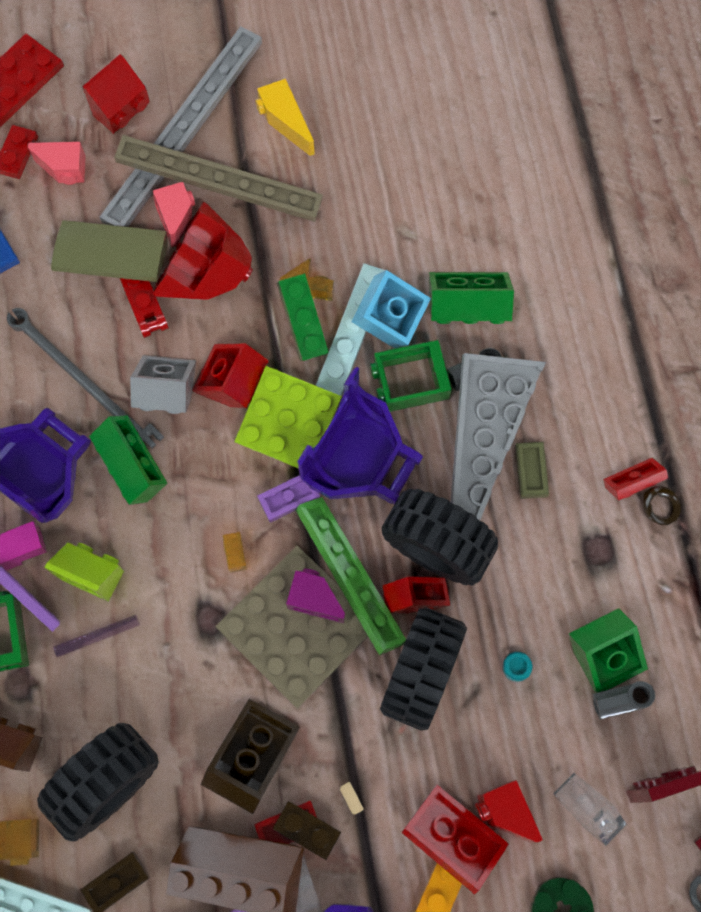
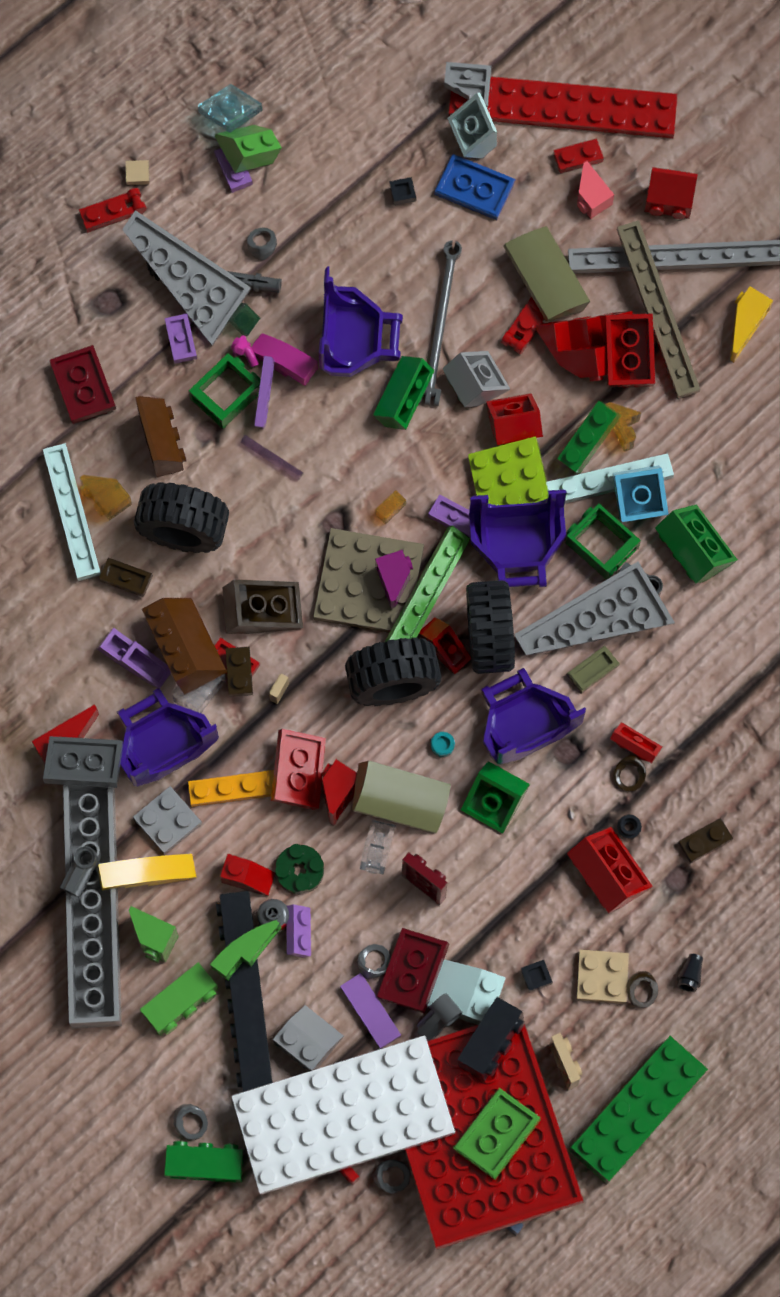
camera: 55 degrees right, 0 degrees up
(86, 570) = (309, 419): lime slope -> none
(174, 209) = (611, 296): coral slope -> none
(244, 223) = (630, 350): none -> red slope
(553, 567) = (526, 718): none -> dark purple piece
(558, 752) = (400, 796): none -> slope
(621, 701) = (466, 824): dark grey piece -> none

